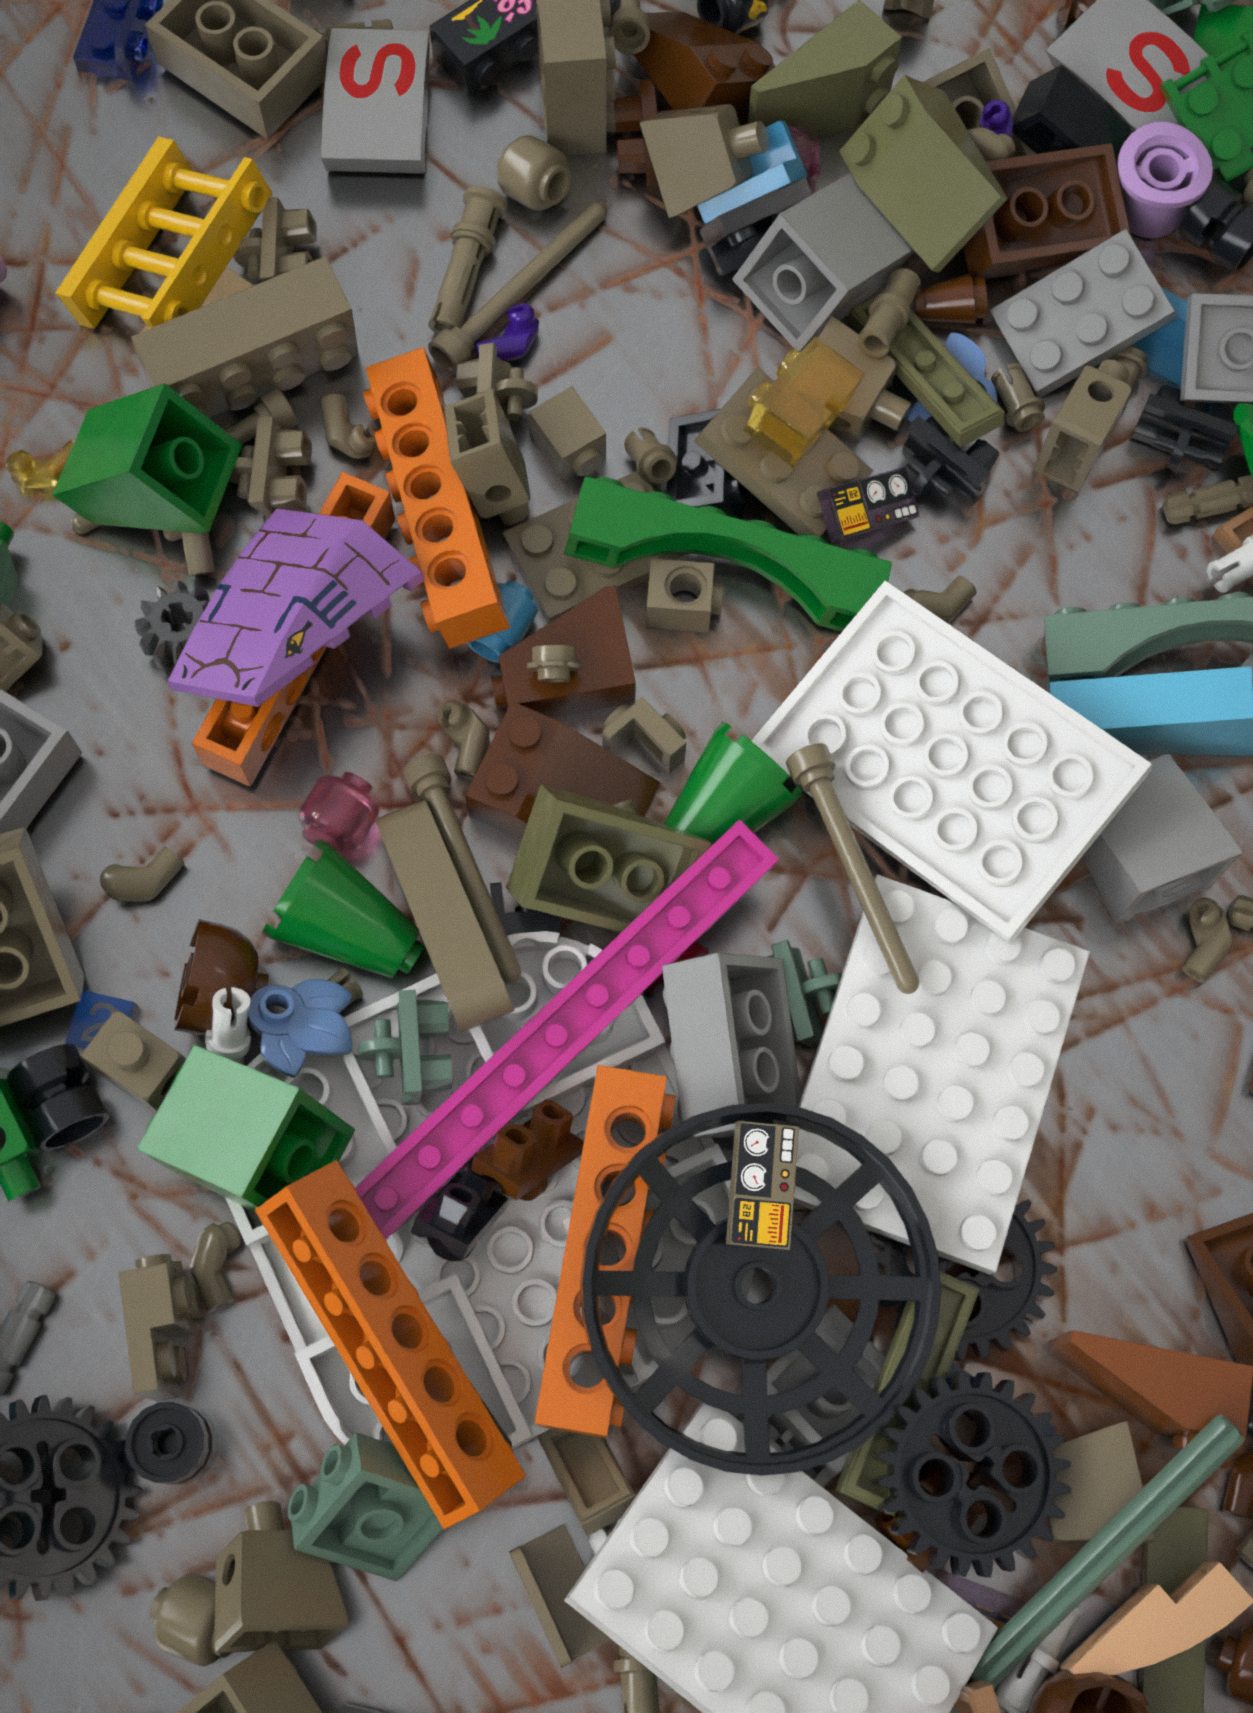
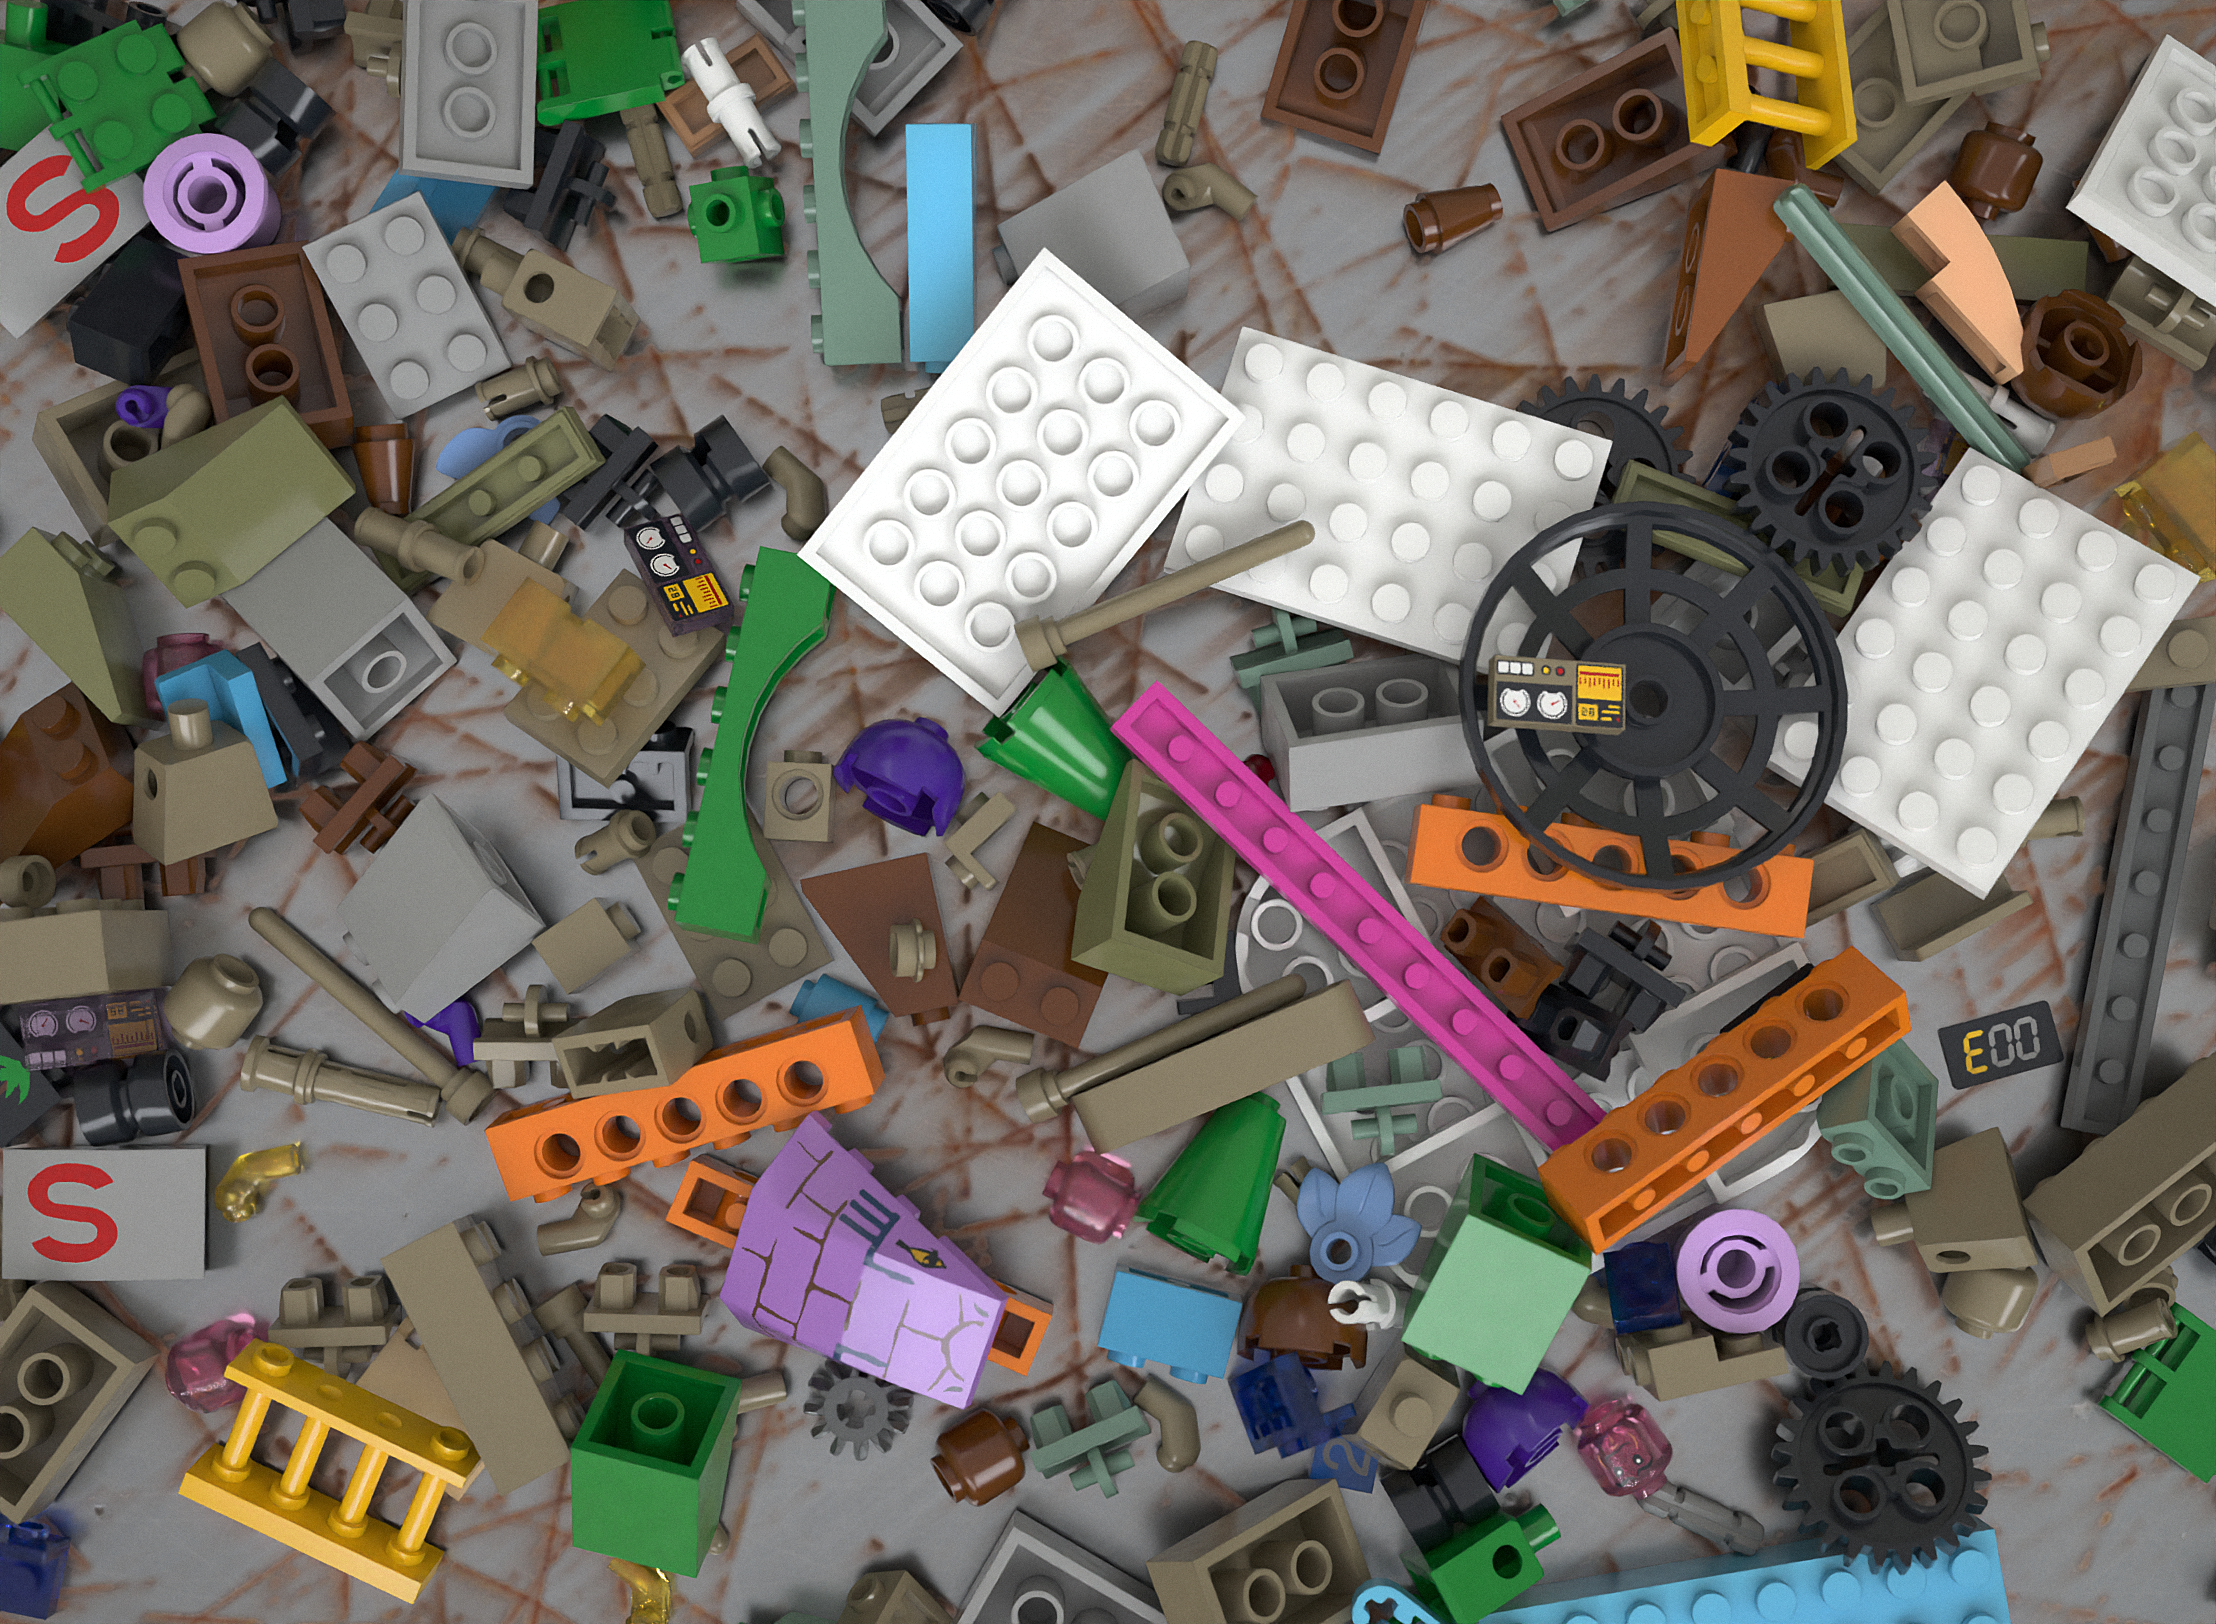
camera: 90 degrees left, 15 degrees up
(80, 1263) = (1624, 1449): none -> clear pink head
(109, 1170) = (1516, 1431): none -> dark purple cylinder
(128, 719) = (980, 1457): none -> reddish brown head
(129, 787) = (1063, 1449): none -> sand green hips
(151, 954) = (1282, 1409): none -> clear blue bracket
(224, 1274) = (1642, 1287): none -> clear blue bracket
(228, 871) = (1169, 1324): none -> dark azure brick
(231, 1361) = (1737, 1270): none -> lavender piece
(264, 154) = (199, 1364): none -> clear pink head
(388, 189) = (246, 1175): none -> clear yellow arm
(427, 1649) = (2001, 1045): none -> black sticker
(462, 117) = (122, 1100): none -> black wheel
(516, 88) = (89, 1029): none -> tile
(522, 1240) = (1645, 991): none -> black hips
(600, 321) = (436, 912): none -> light grey slope
(681, 284) = (344, 822): none -> reddish brown hips
(703, 673) = (906, 772): none -> dark purple cylinder
(947, 526) = (709, 473): none -> black wheel
(1165, 555) = (736, 217): none -> green brick
(1196, 1148) = (1450, 215): none -> reddish brown cone

